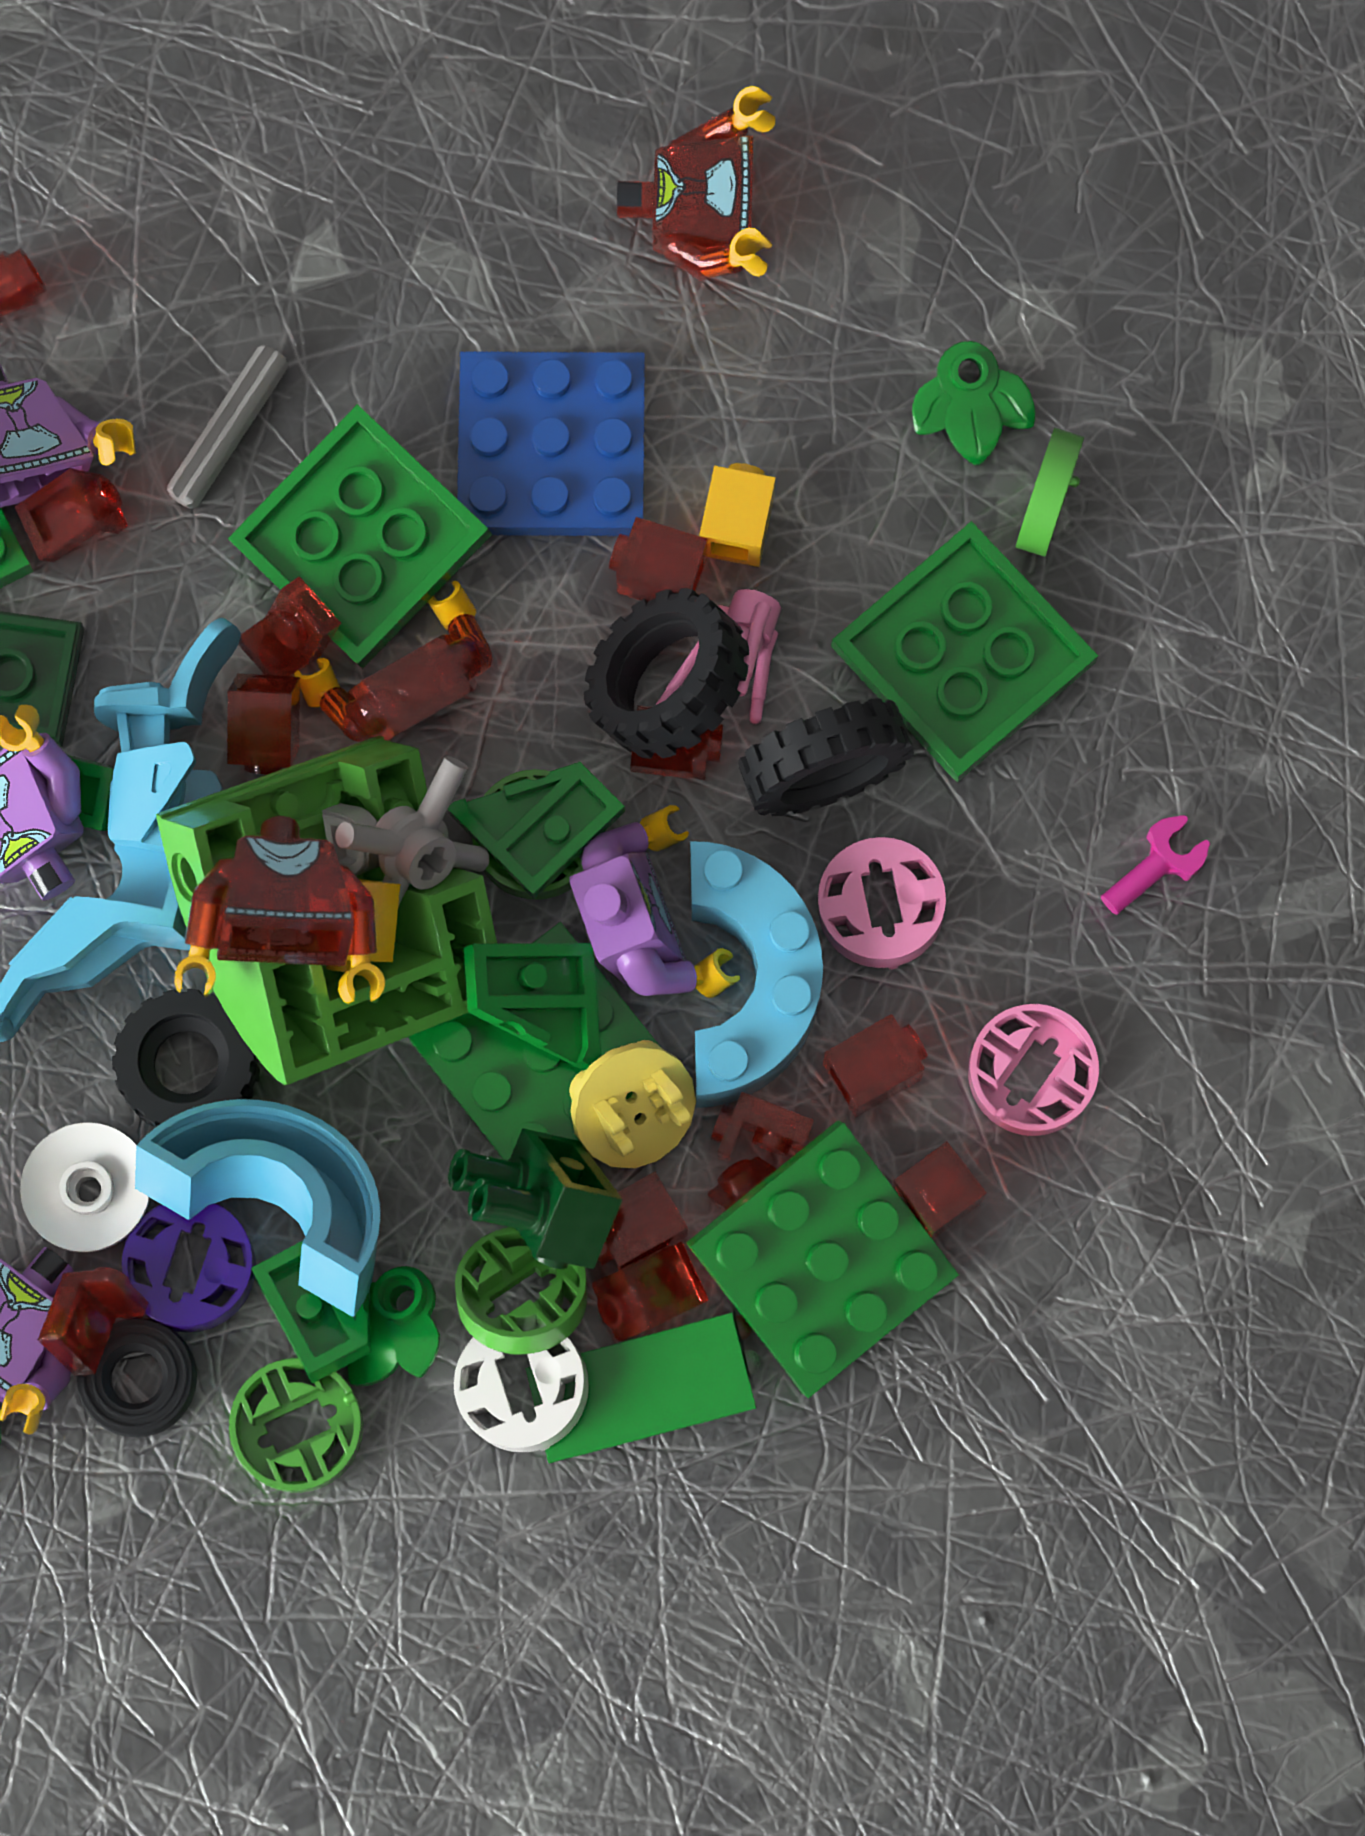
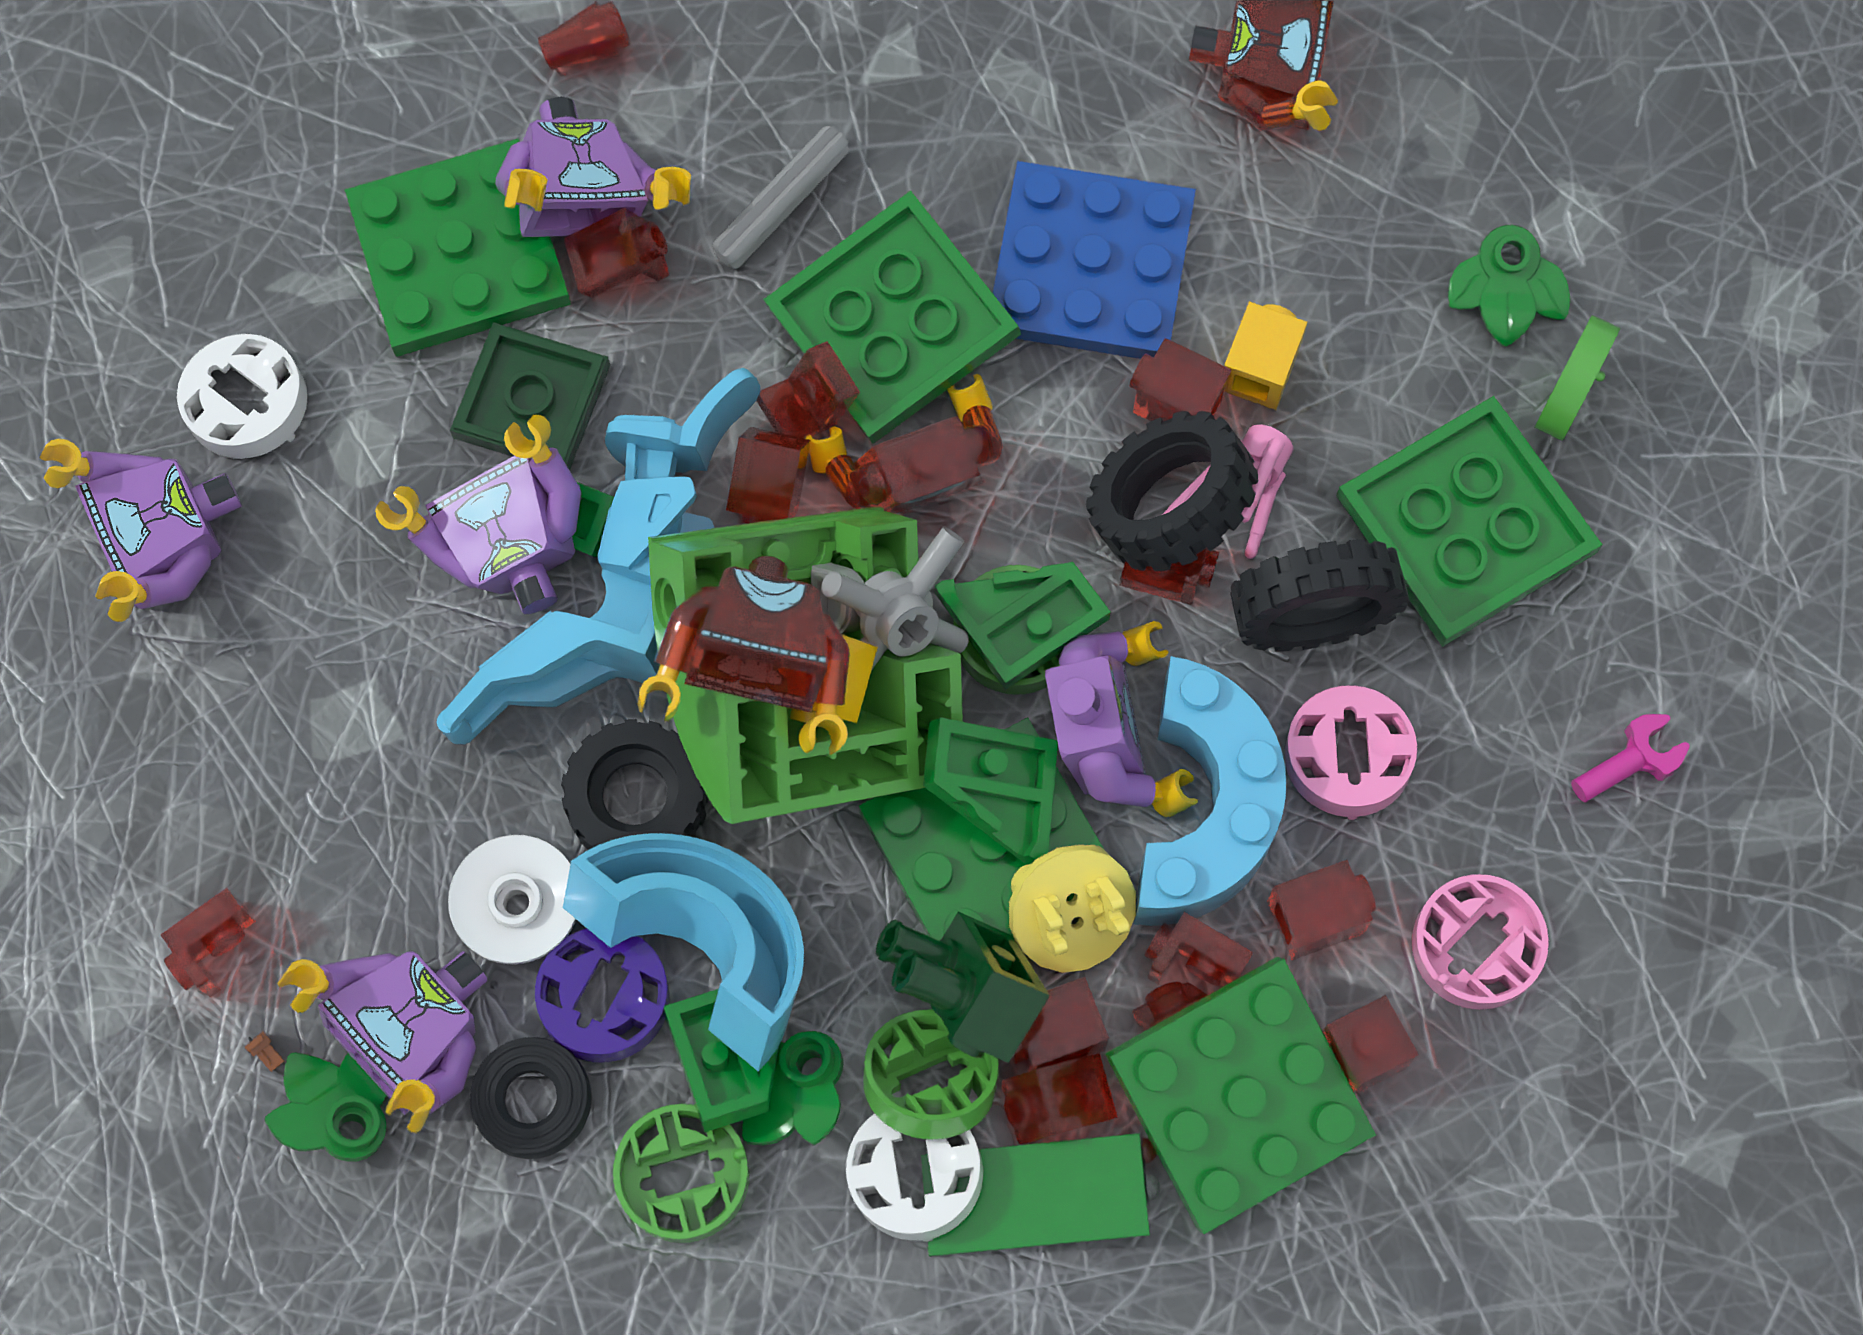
camera: 10 degrees right, 5 degrees down
(85, 1314) = (490, 1024): clear red bracket -> none

